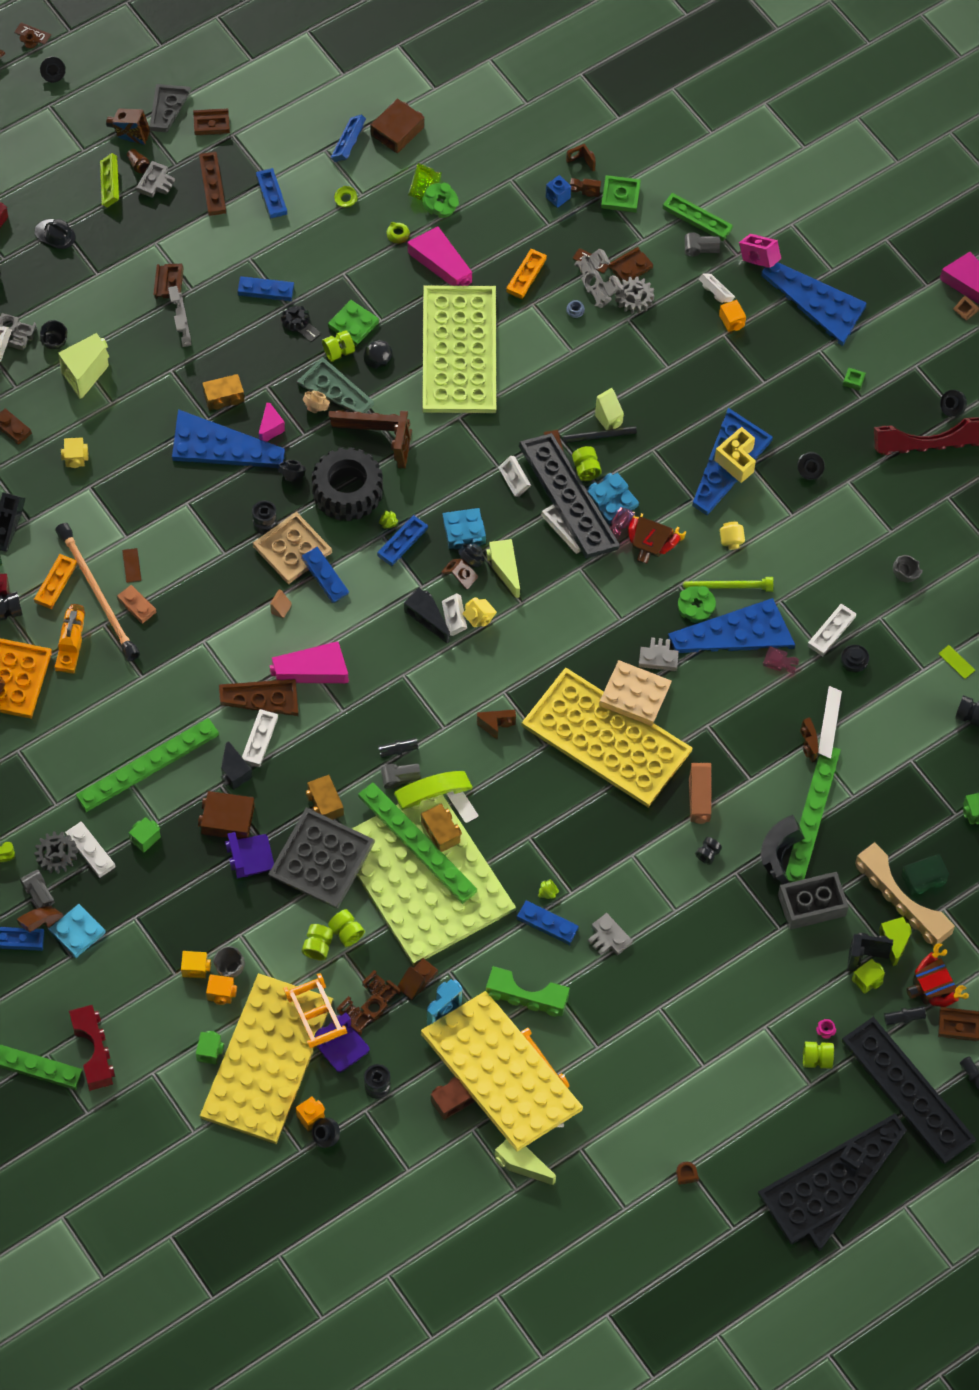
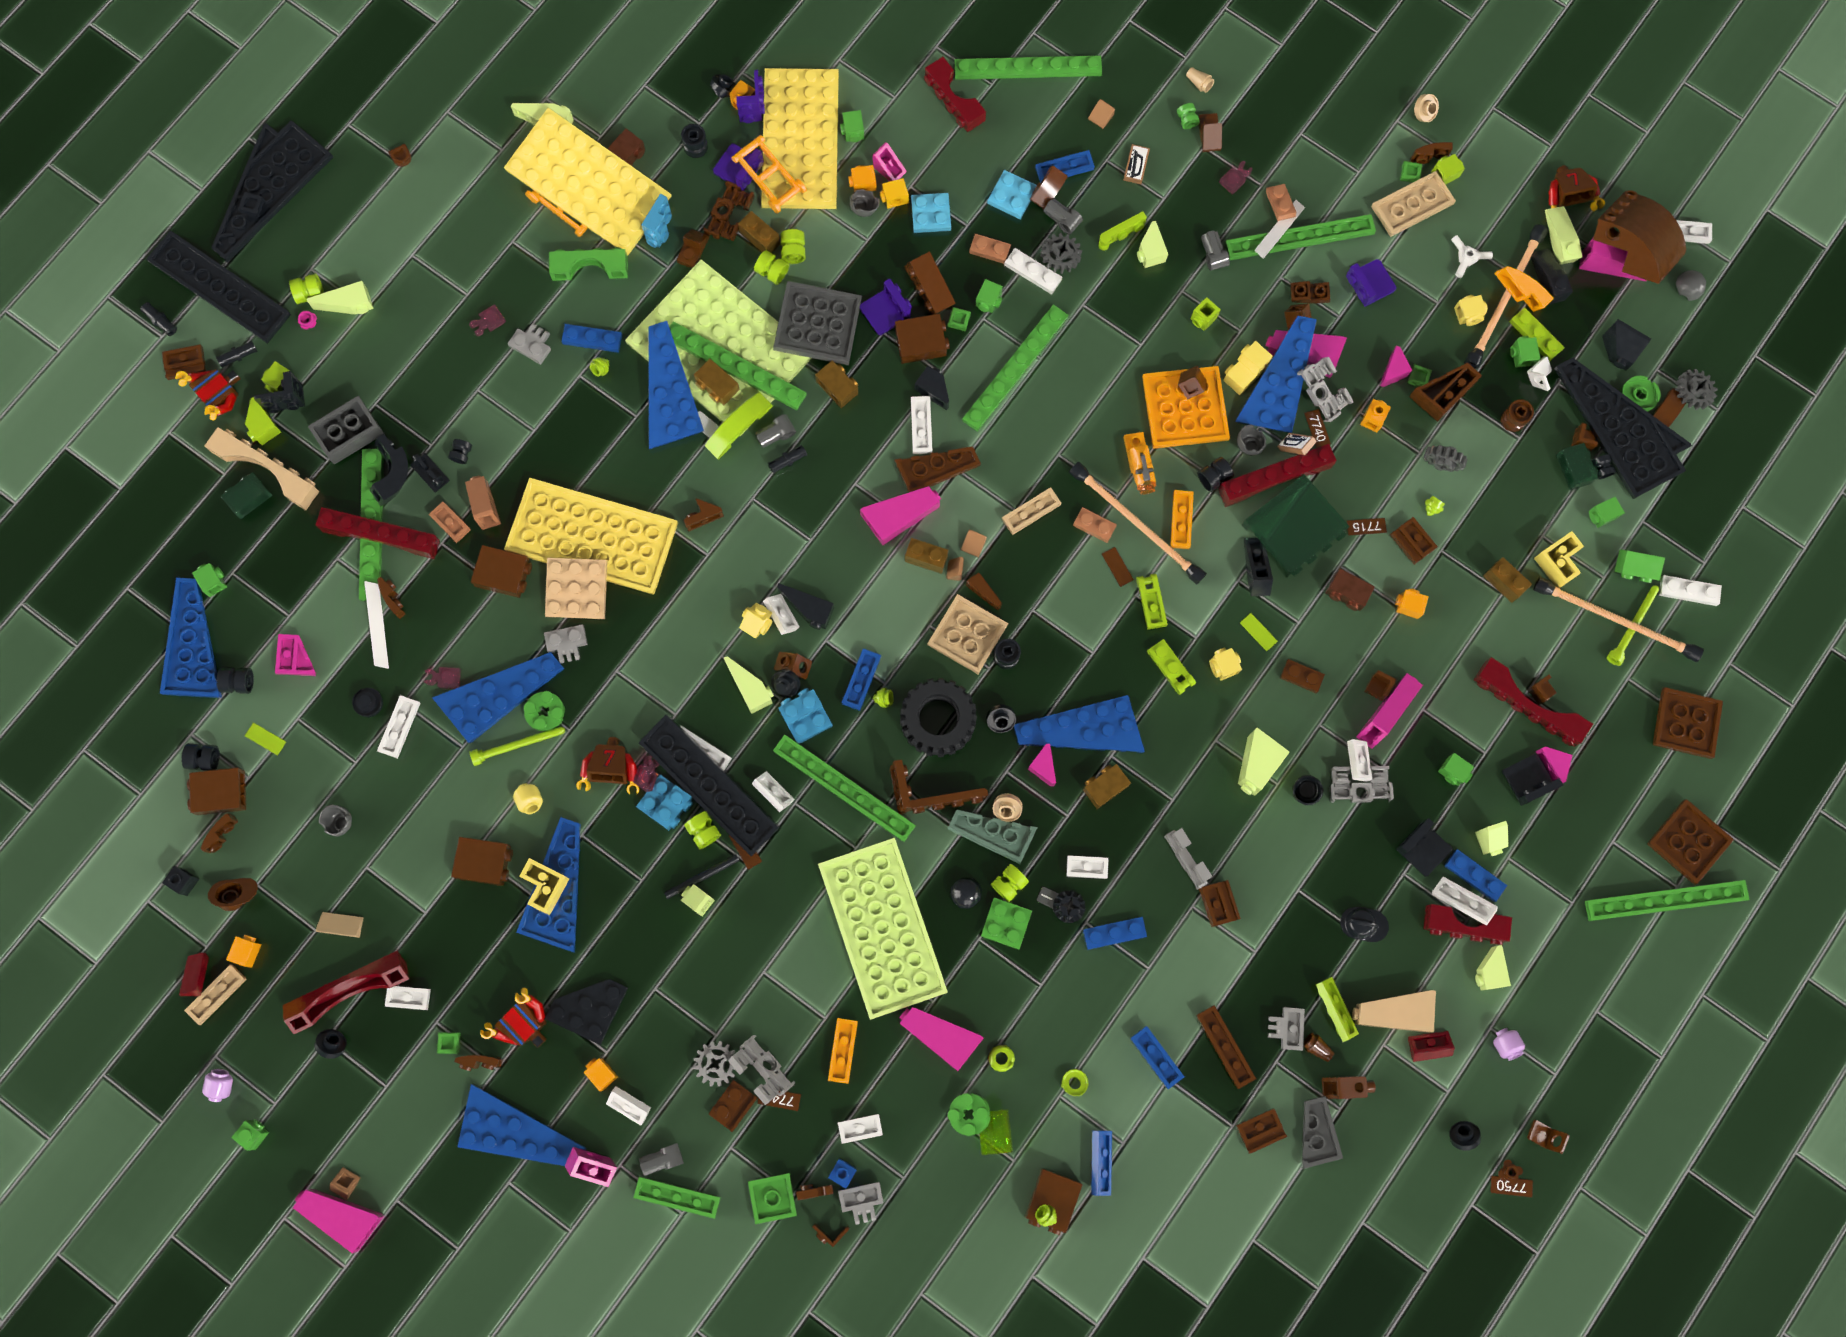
camera: 160 degrees right, 15 degrees up
(31, 474) = (1258, 632): none -> lime sticker
(46, 137) = (1431, 1046): none -> dark red slope
(61, 163) = (1402, 1012): none -> tan slope
(115, 523) = (1152, 602): none -> lime plate
(122, 884) = (990, 248): none -> nougat plate
(123, 469) = (1171, 666): none -> lime plate
(166, 938) = (931, 212): none -> medium azure plate
(182, 827) = (959, 319): none -> bright green tile
(189, 631) = (1031, 511): none -> tan plate
(189, 997) = (887, 163): none -> dark pink slope
(198, 863) = (929, 283): none -> reddish brown wedge
(254, 622) = (973, 543): none -> medium nougat slope
(265, 582) = (983, 590): none -> reddish brown slope
(267, 340) = (1087, 867): none -> white plate
(301, 1092) = (752, 107): none -> dark purple bracket
(302, 620) = (926, 555): none -> pearl gold brick
(325, 574) = (923, 613): blue plate -> none
(346, 966) = (759, 233): none -> pearl gold brick
(408, 109) = (1046, 1215): none -> lime plate
(453, 462) = (844, 788): none -> bright green plate
(489, 836) = (670, 398): none -> blue wing
(532, 217) = (860, 1128): none -> white plate
(548, 170) = (861, 1200): none -> light grey hinge
(575, 304) = (775, 1017): sand blue plate -> none
(642, 973) = (490, 318): none -> clear pink plate
(700, 729) = (501, 571): none -> reddish brown brick
(728, 366) = (588, 1010): none -> black plate
(736, 790) = (449, 522): none -> nougat plate
(743, 843) = (429, 472): none -> black hinge
(782, 1033) = (347, 299): none -> yellowish green slope
(786, 499) = (482, 861): none -> reddish brown brick
(789, 369) = (520, 1022): none -> torso
(810, 465) = (466, 910): black plate -> none
(836, 814) = (354, 526): none -> dark red arch
(837, 357) = (473, 1061): none -> reddish brown slope
(877, 417) = (407, 998): none -> white plate
(914, 717) = (292, 657): none -> dark pink wing
(924, 490) = (340, 924): none -> tan slope

